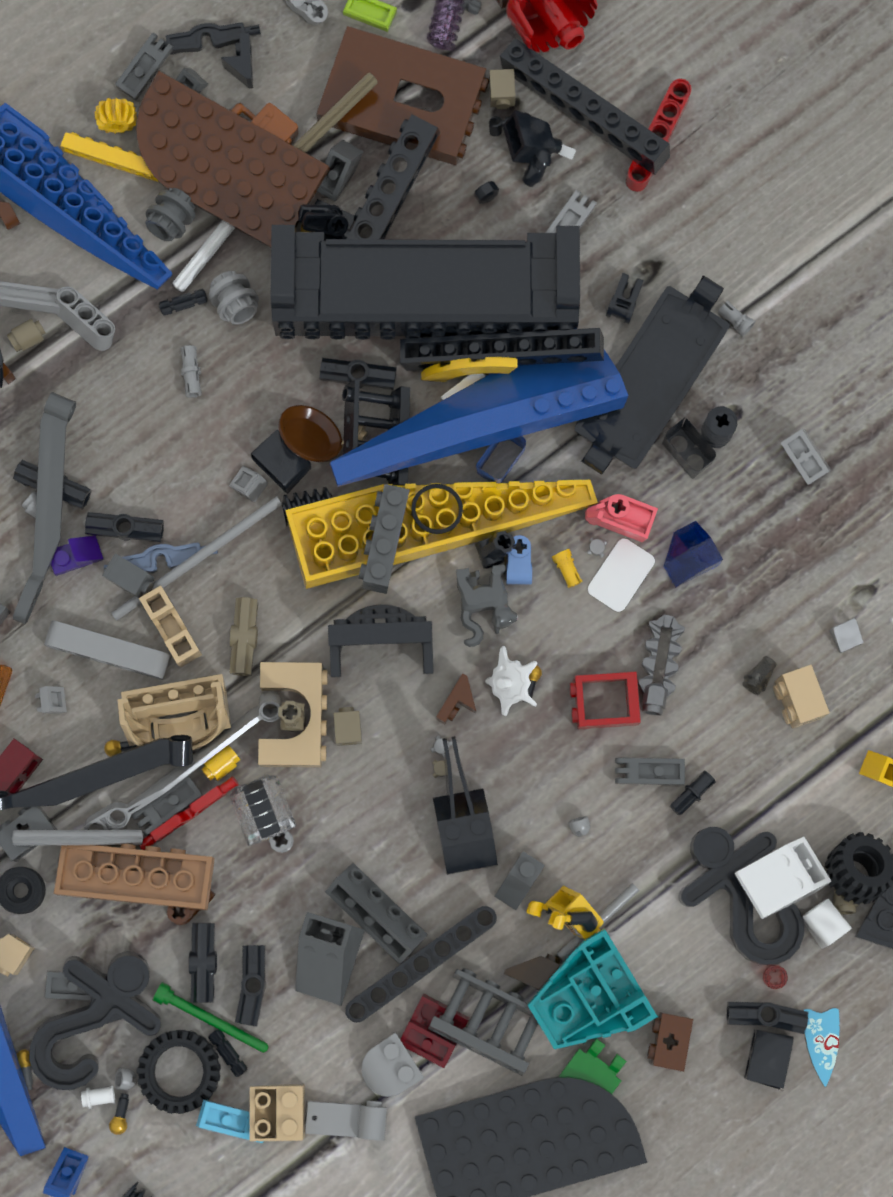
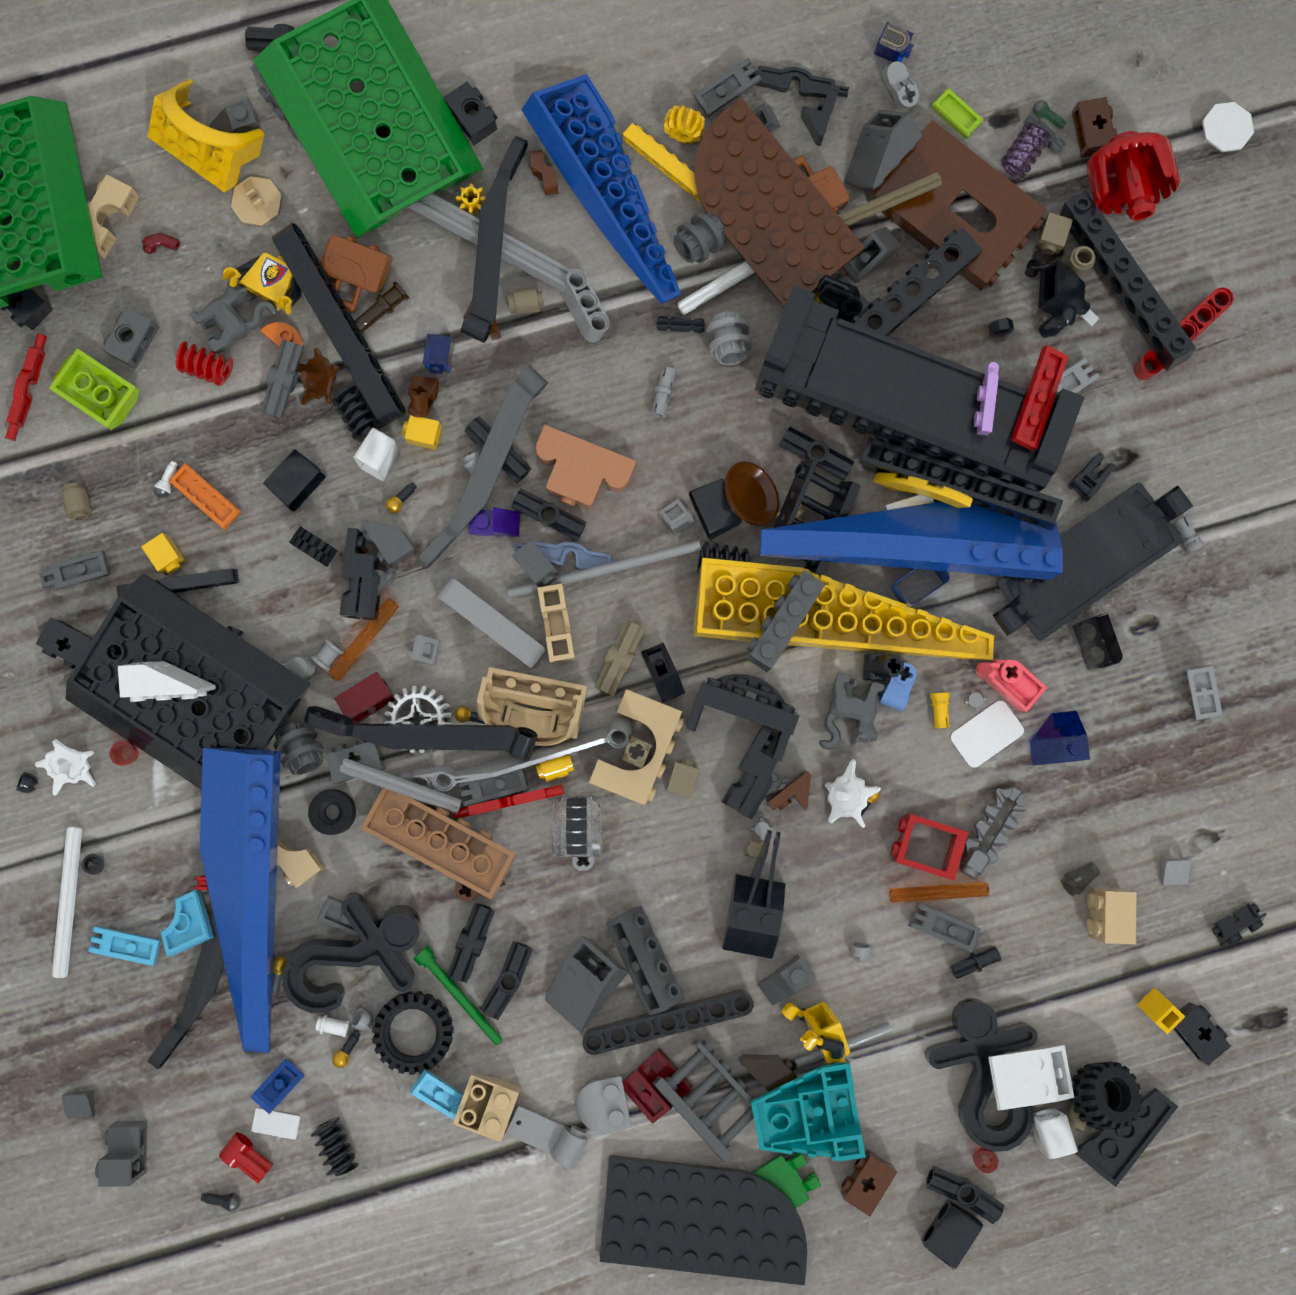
camera: 20 degrees right, 5 degrees up
(60, 749) = (417, 707): none -> white gear
(139, 471) = (581, 468): none -> nougat brick
(227, 1052) = (463, 1032): black axle -> none
(290, 634) = (663, 672): none -> black slope
(310, 69) = (881, 147): none -> dark grey slope
(419, 701) = (756, 776): none -> black plate
(436, 531) = (858, 593): black piece -> none
(489, 258) = (987, 395): none -> lavender hinge
(536, 103) = (1081, 260): none -> dark tan brick
(539, 242) = (1039, 398): none -> red plate
(632, 741) = (939, 892): none -> clear orange axle
(721, 417) = (1135, 632): black piece -> none
(823, 1041) = (1006, 1235): medium azure sticker -> none

